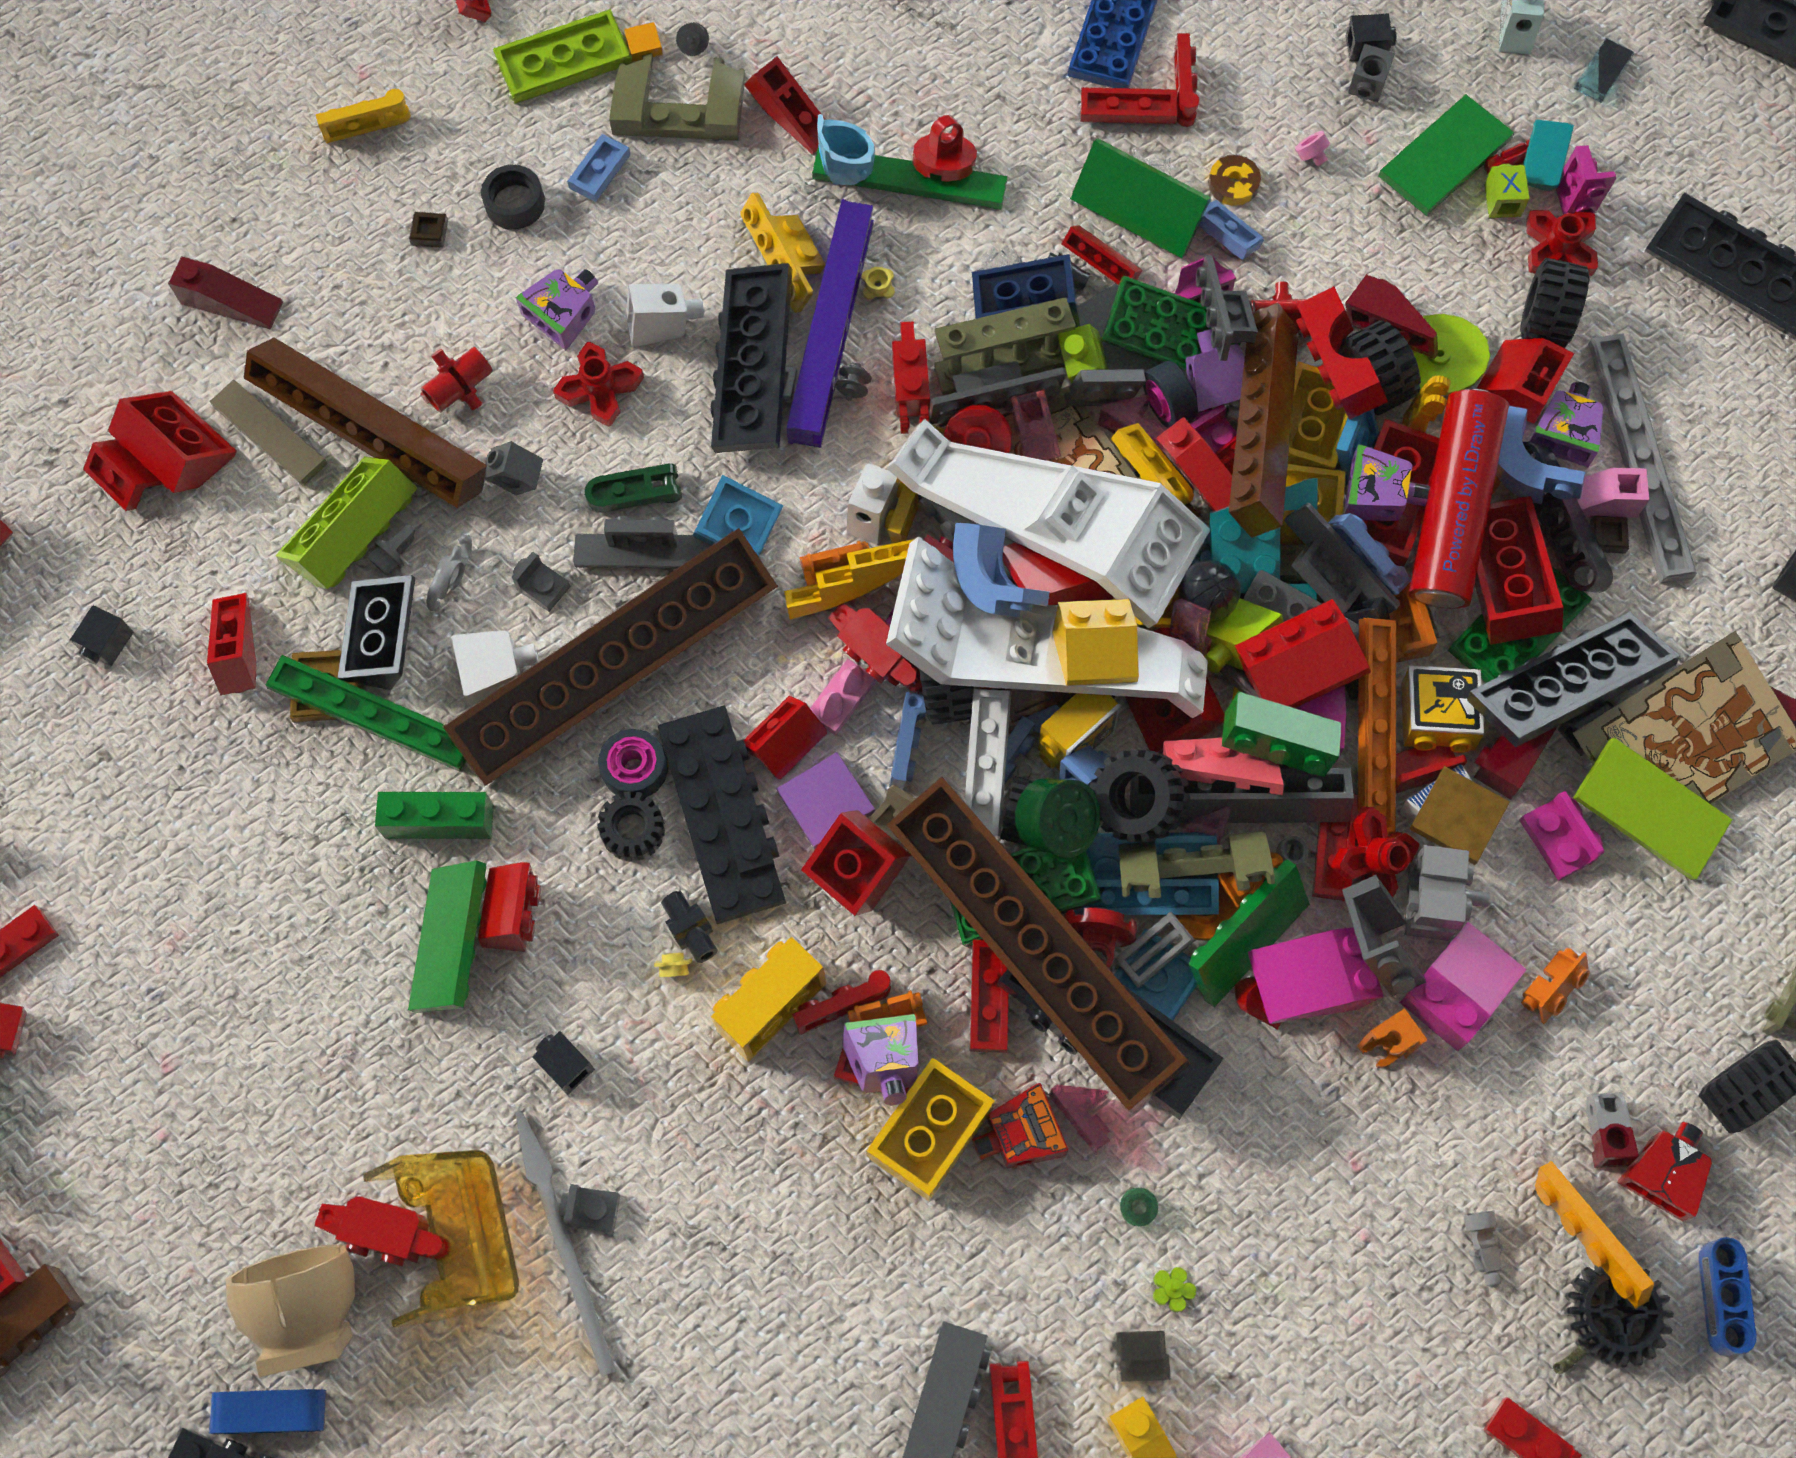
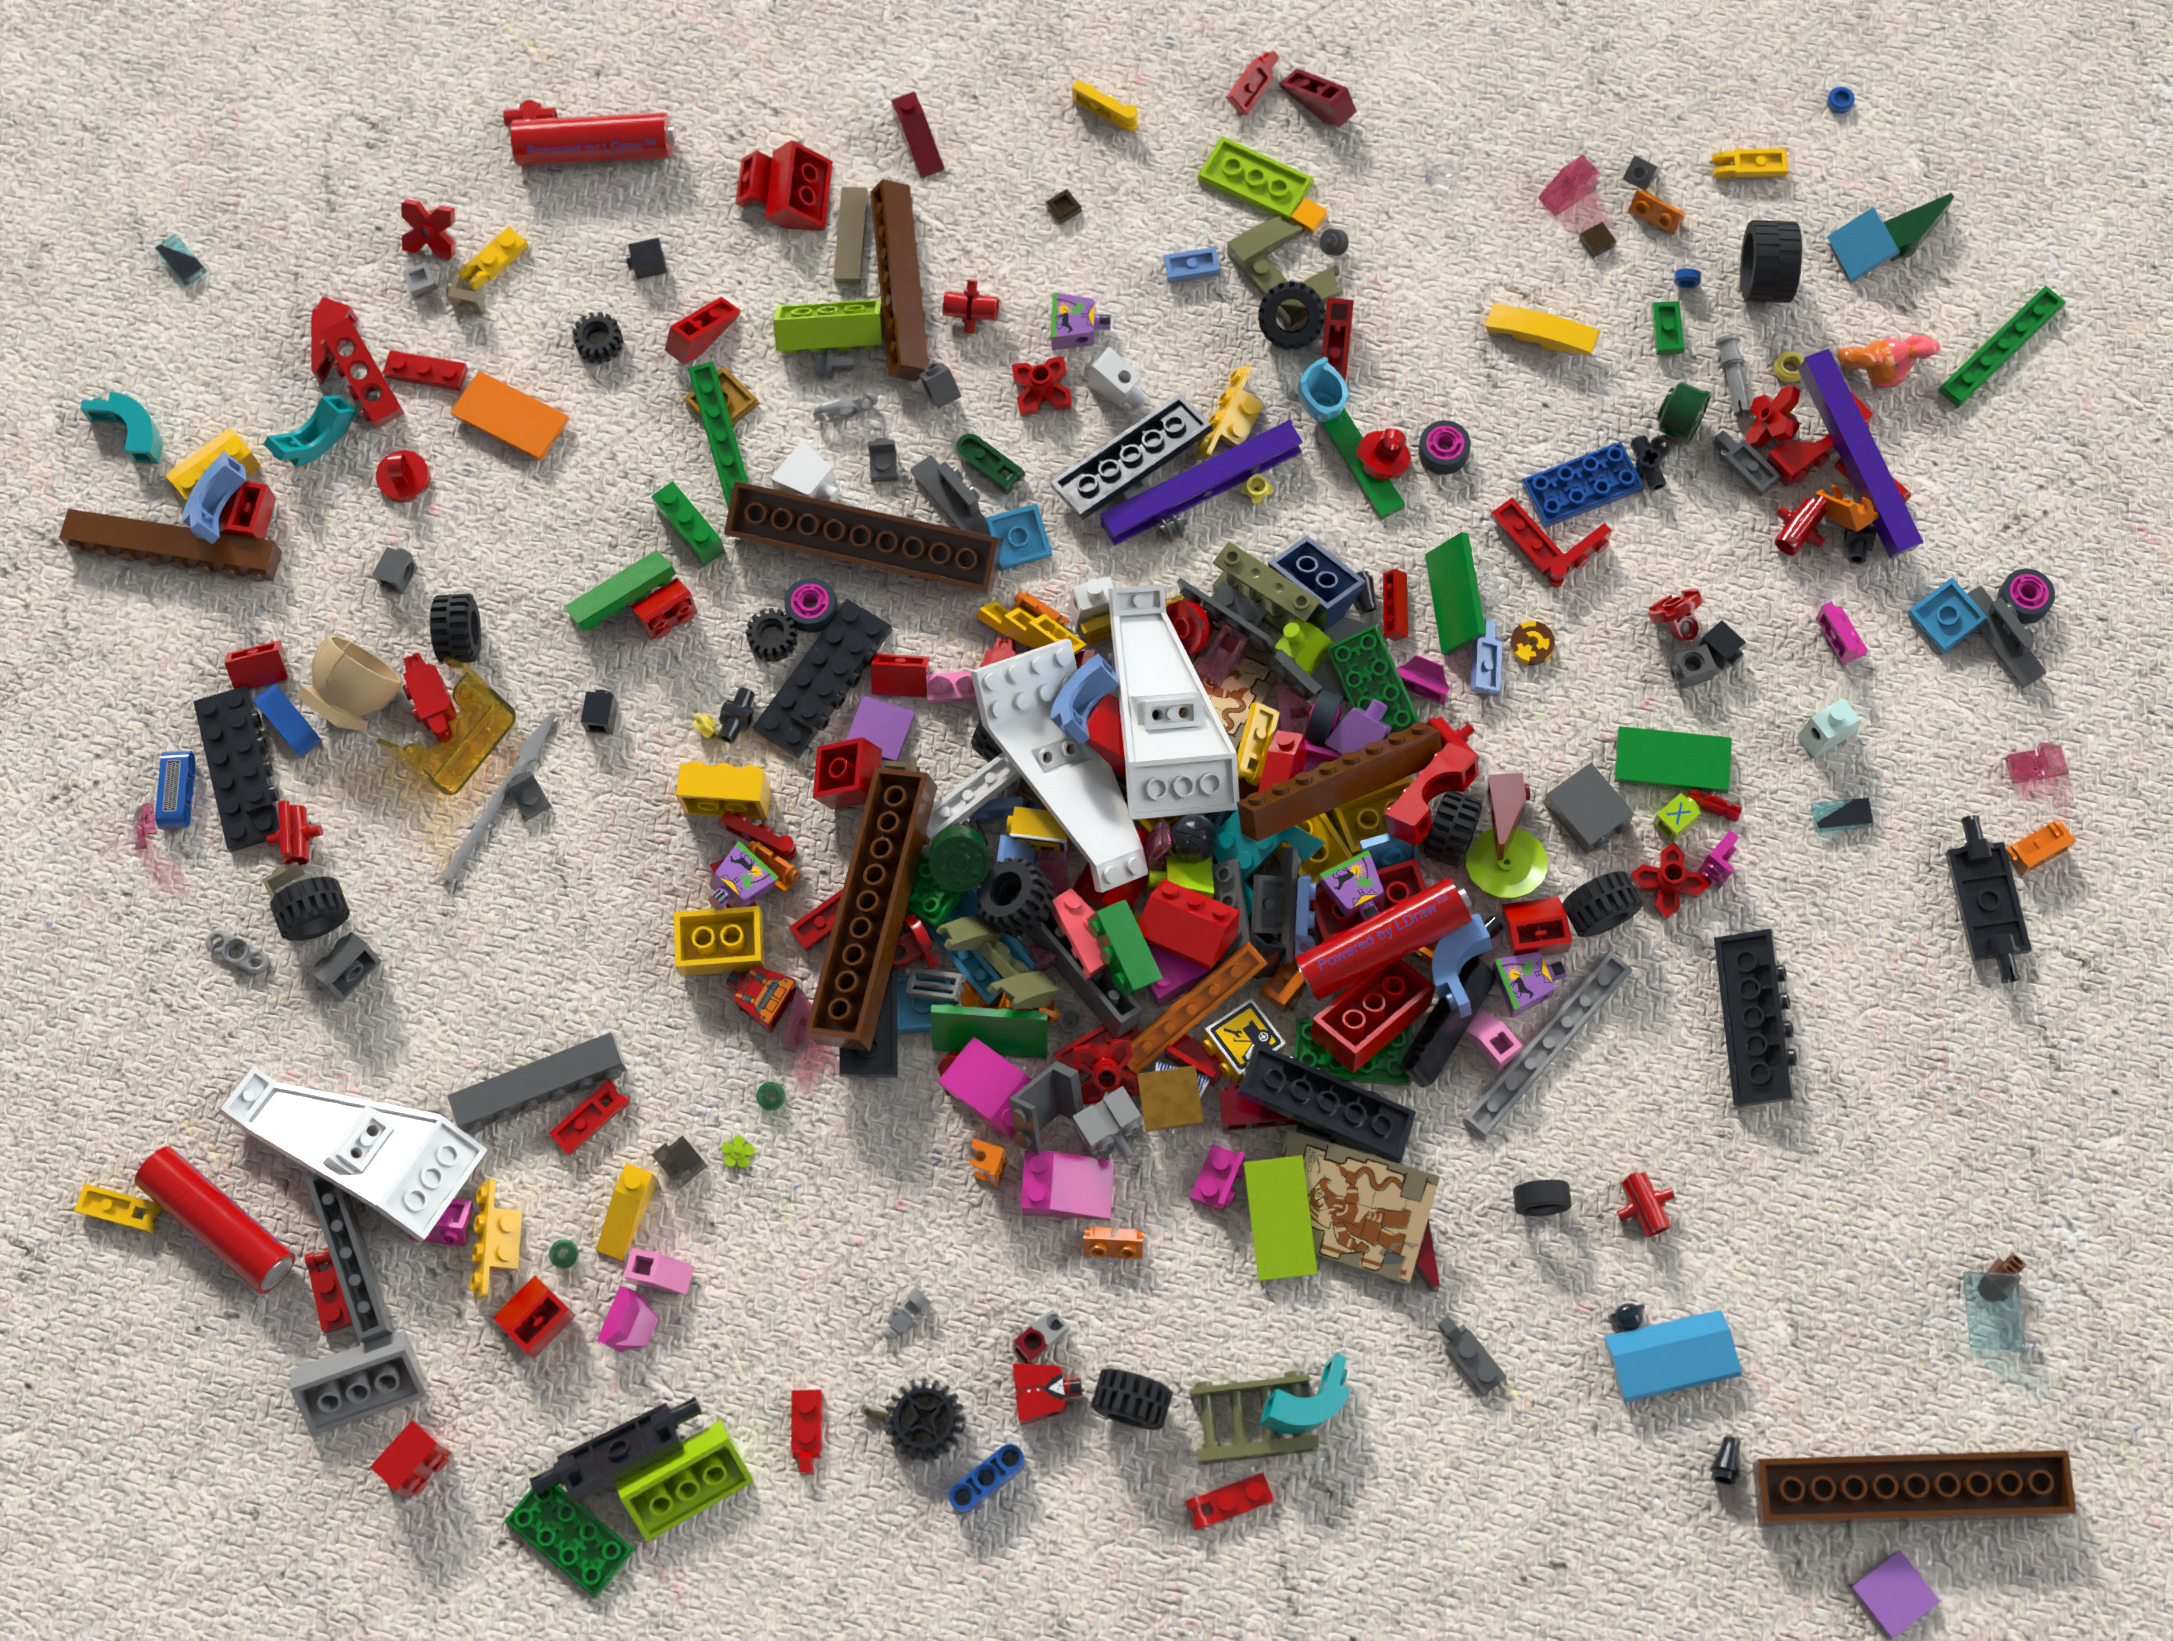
camera: 55 degrees right, 0 degrees up
(98, 1068) = (402, 476): none -> red tile
(129, 734) = (592, 325): none -> black tyre
(139, 904) = (510, 416): none -> orange tile
(169, 1398) = (256, 665): none -> red panel
(201, 1156) = (395, 569): none -> dark grey brick
(336, 1140) = (455, 627): none -> black tyre
(376, 631) = (771, 397): black slope -> none
(506, 177) = (1126, 216): black tyre -> none
(758, 105) = (1291, 339): none -> black tyre
(907, 738) = (955, 743): medium blue hinge -> none
(910, 377) = (1197, 560): red hinge -> none
(980, 104) = (1448, 434): none -> wheel
(1097, 642) = (1086, 793): yellow slope -> none
(1121, 737) = (1055, 866): none -> clear pink slope
(1227, 311) = (1401, 705): dark grey bracket -> none
(1311, 43) = (1675, 611): none -> red tile
(1313, 148) = (1599, 673): bright pink tile -> none
(1427, 404) = (1439, 873): yellow hinge -> none
(1440, 252) = (1589, 809): none -> dark grey brick
(1547, 153) = (1731, 817): teal slope -> none
(1600, 1243) = (949, 1374): light orange plate -> none
(1611, 533) = (1469, 1063): dark brown tile -> none

